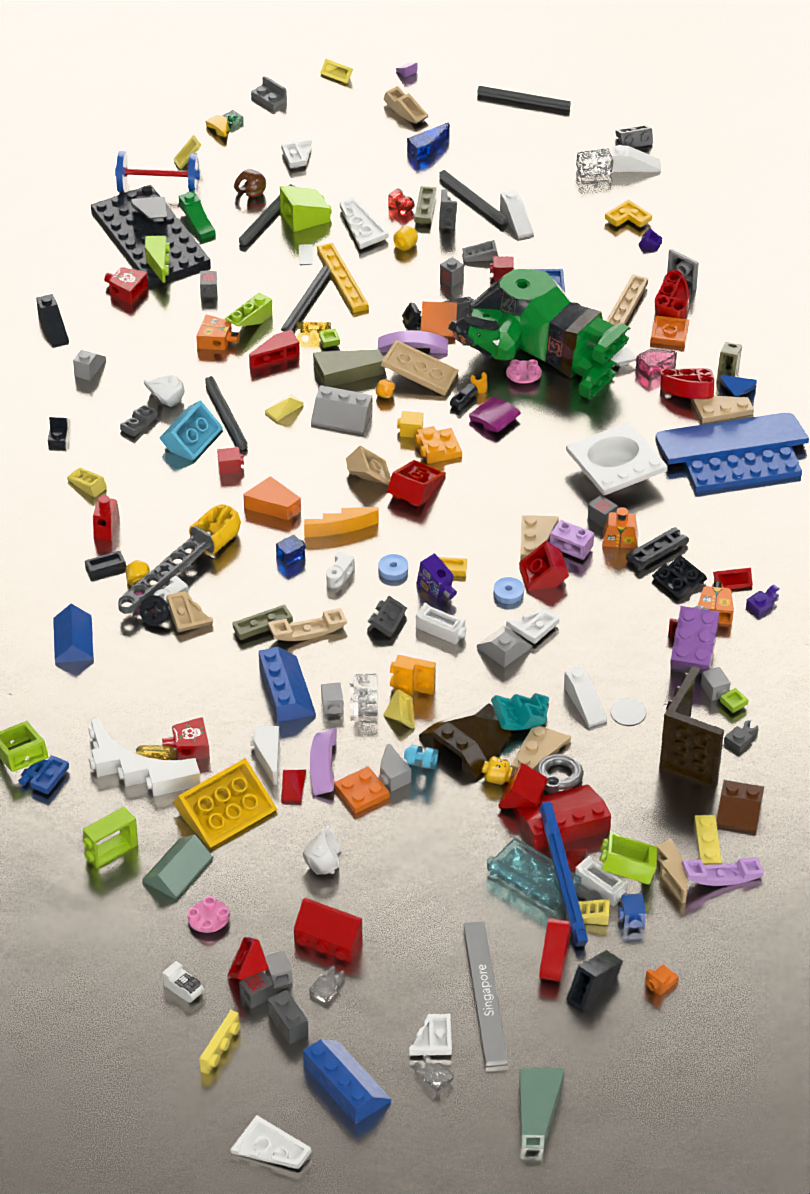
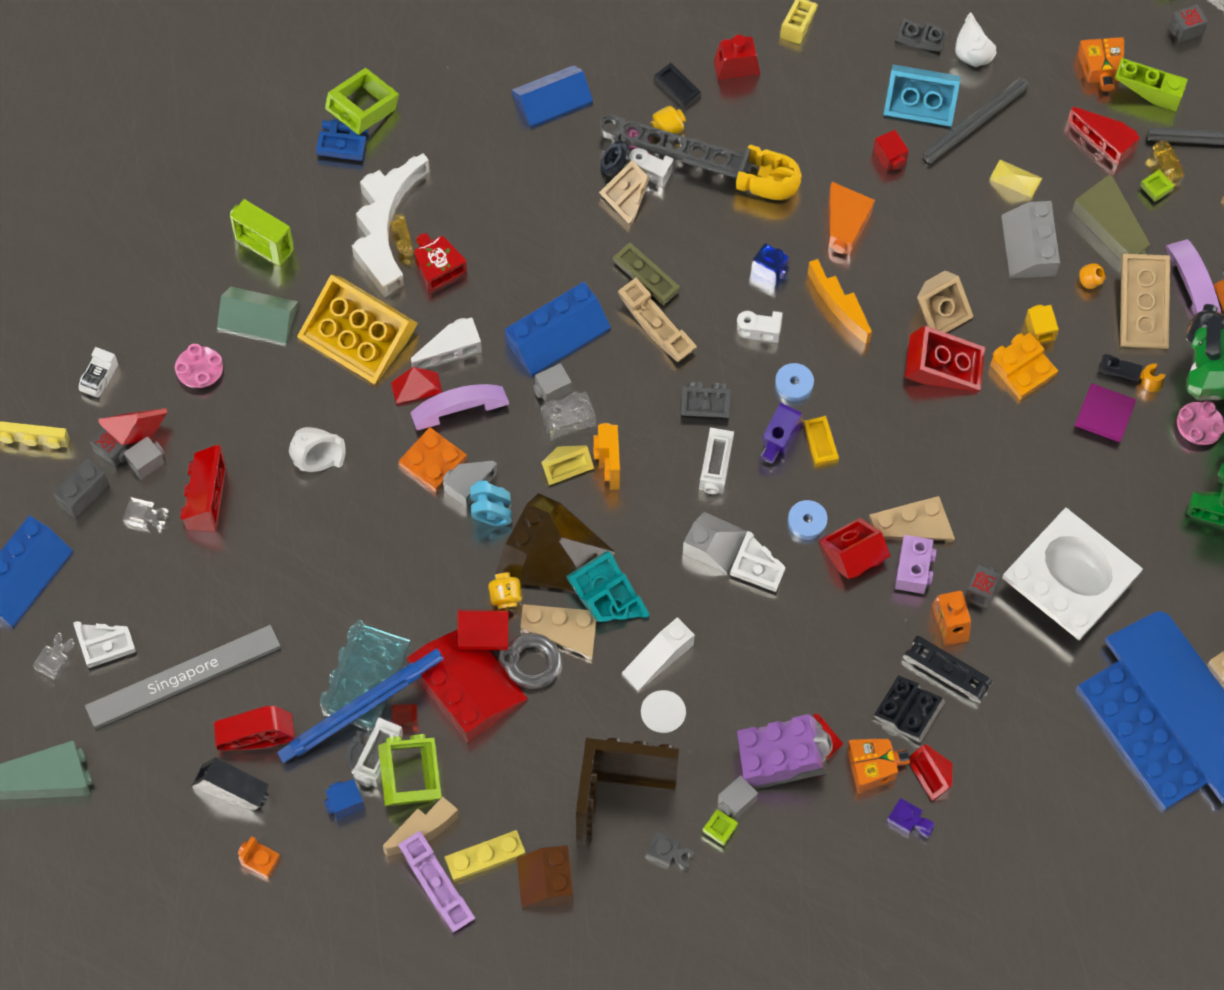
camera: 70 degrees right, 20 degrees up
(600, 906) = (335, 770): light yellow slope -> none

